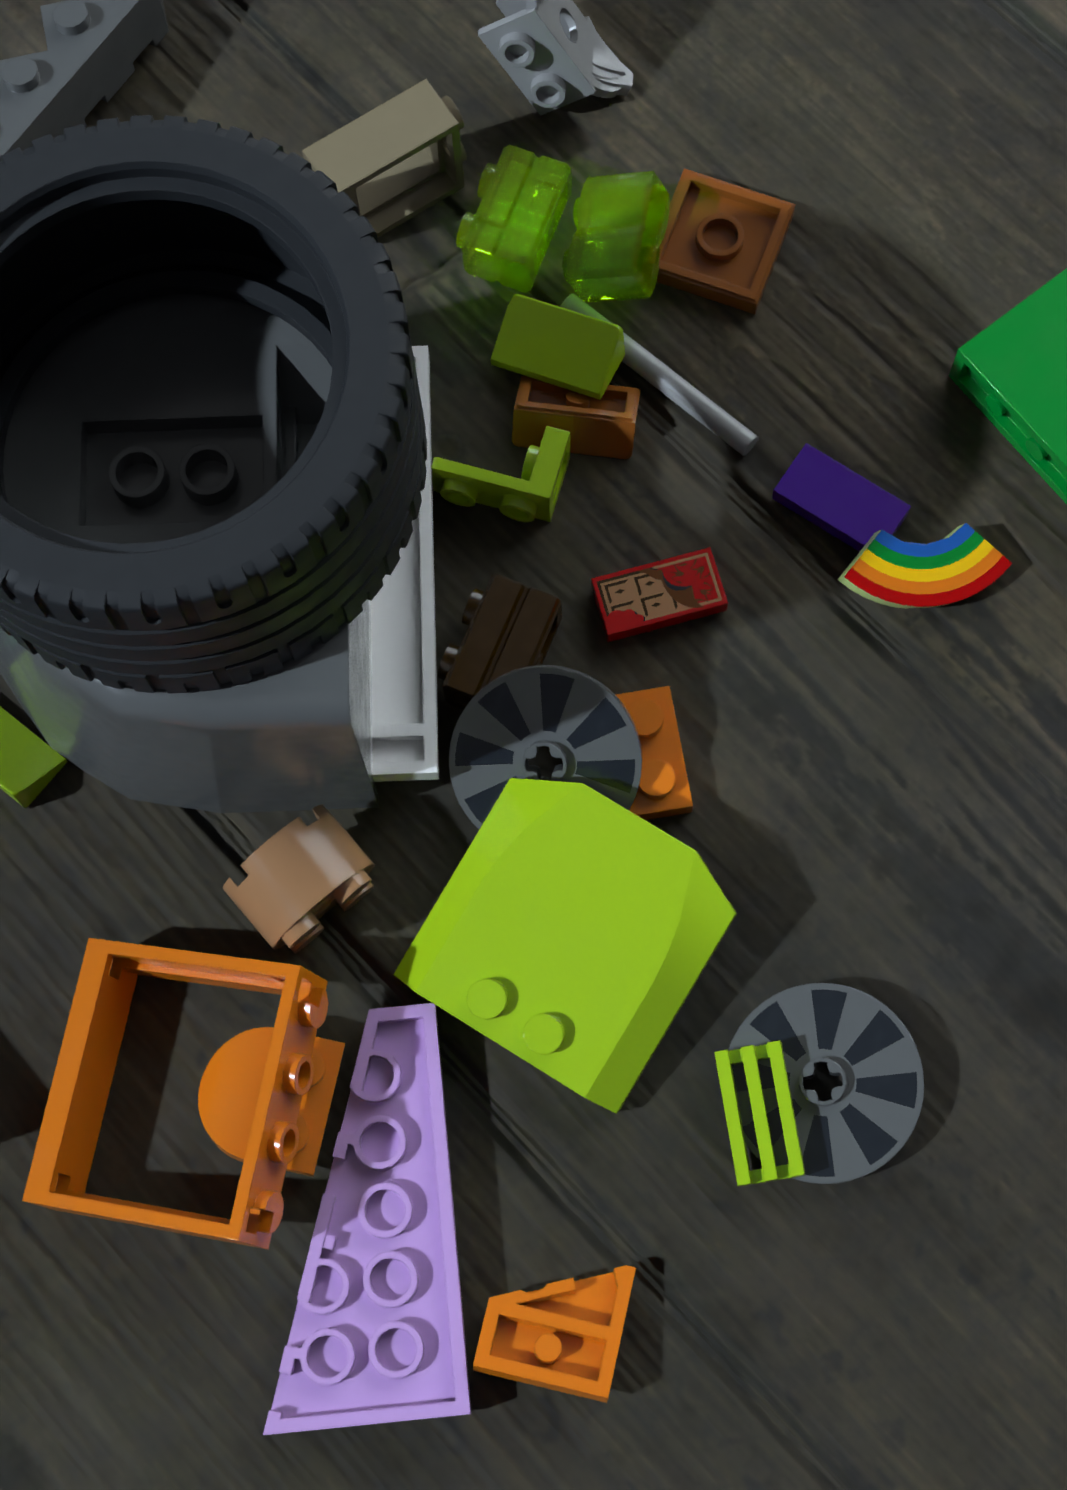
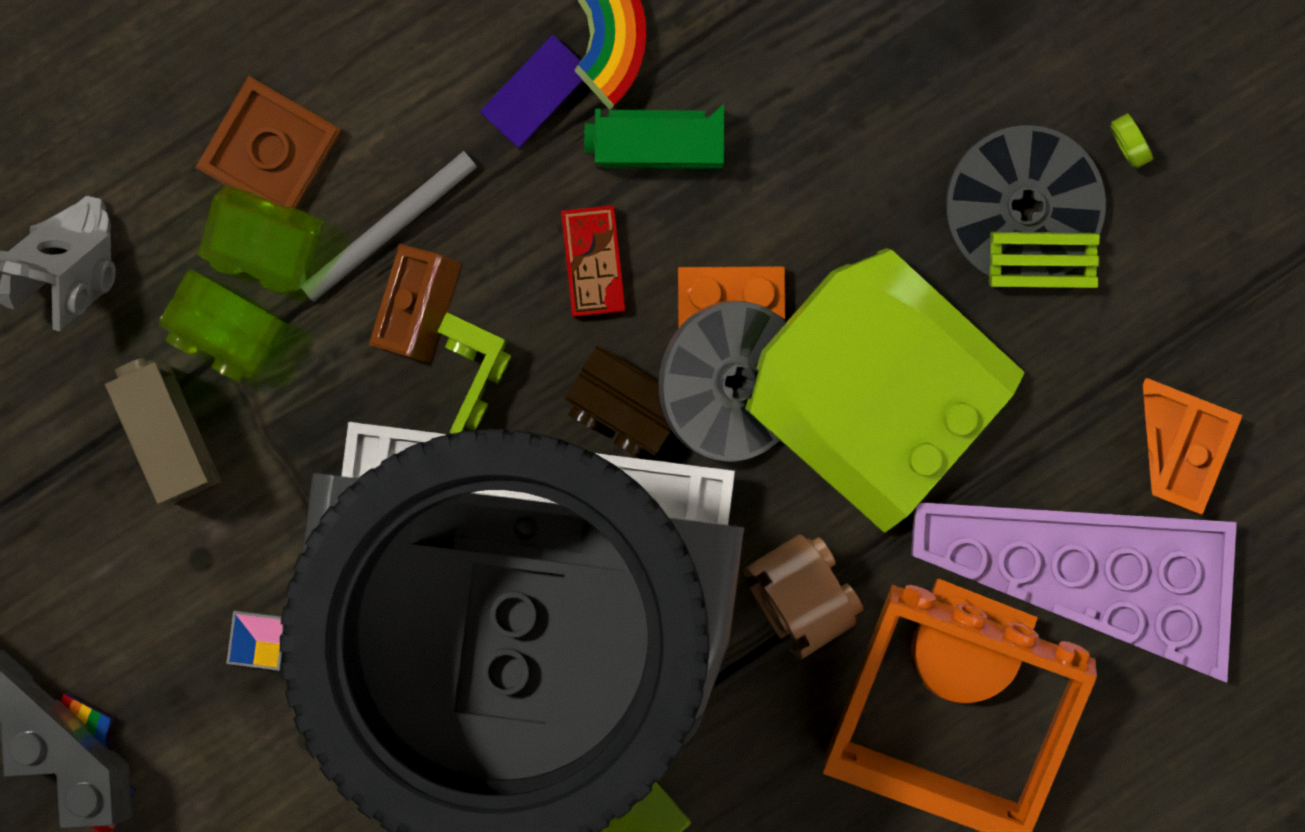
camera: 90 degrees left, 15 degrees up
(558, 346) = (355, 309): lime slope -> none
(815, 638) = (656, 139): none -> green window
(928, 1199) = (1131, 141): none -> lime tile

